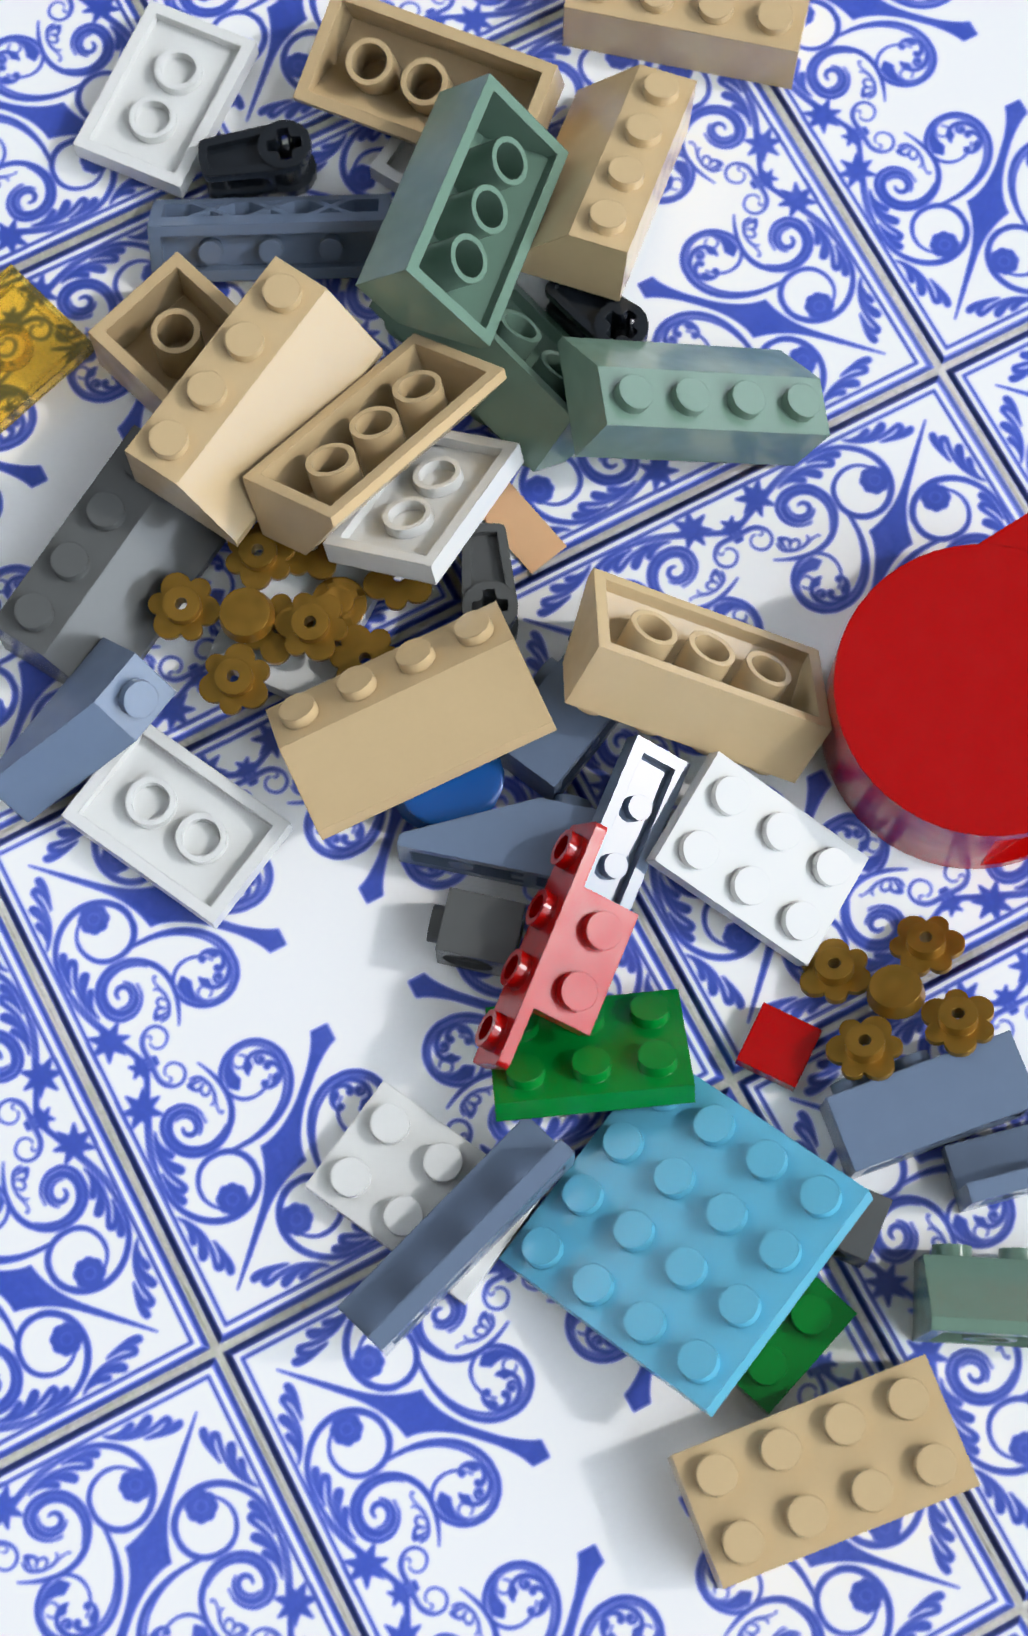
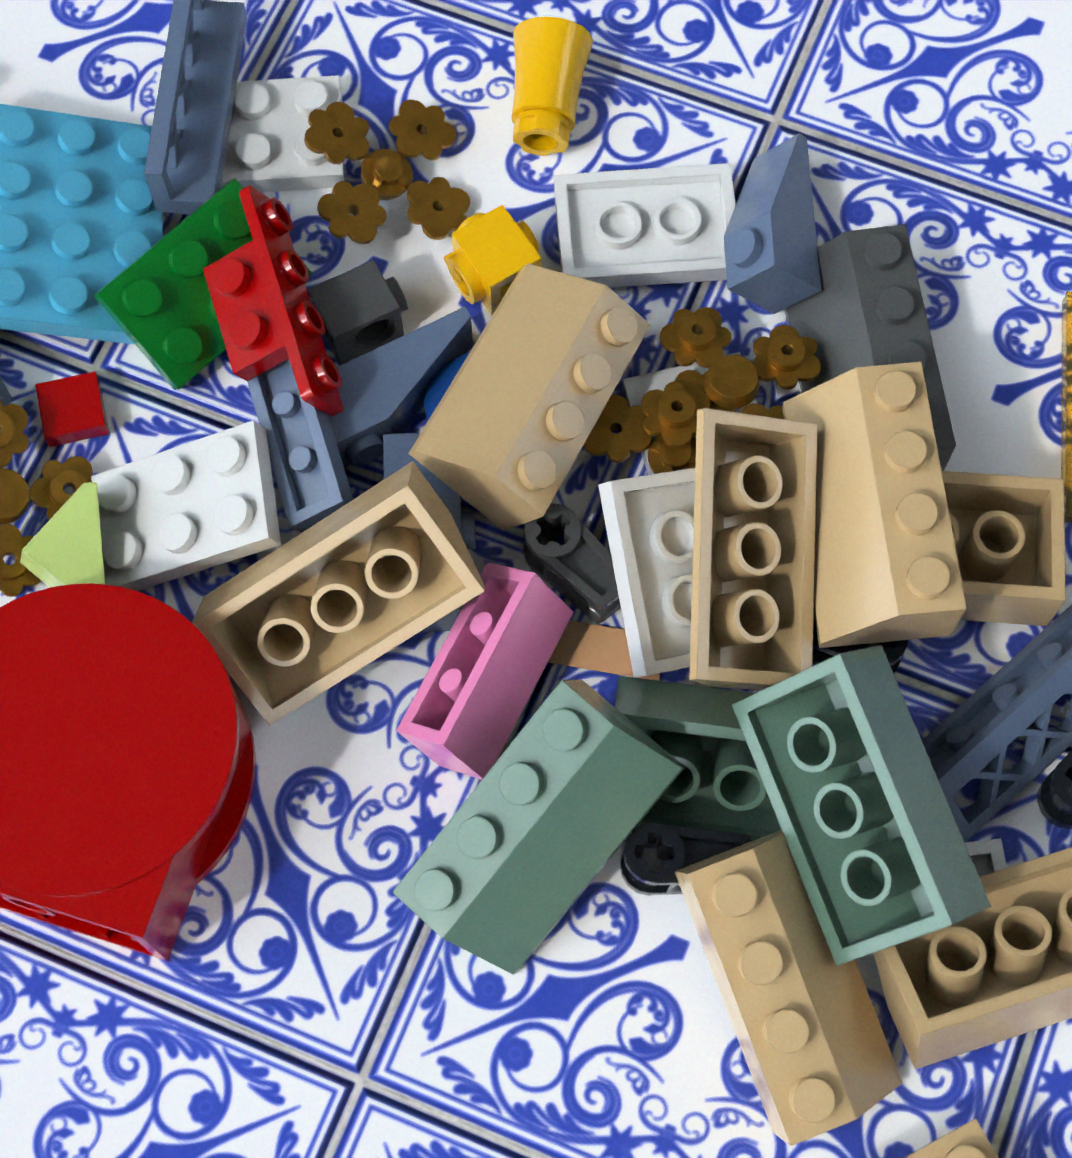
camera: 140 degrees right, 5 degrees down
(141, 1014) = (547, 82): none -> yellow plant
(328, 890) = (489, 255): none -> yellow brick
(346, 1046) = (386, 172): none -> pearl gold plant
(632, 543) = (486, 671): none -> bright pink brick
(873, 896) = (69, 543): none -> yellowish green slope

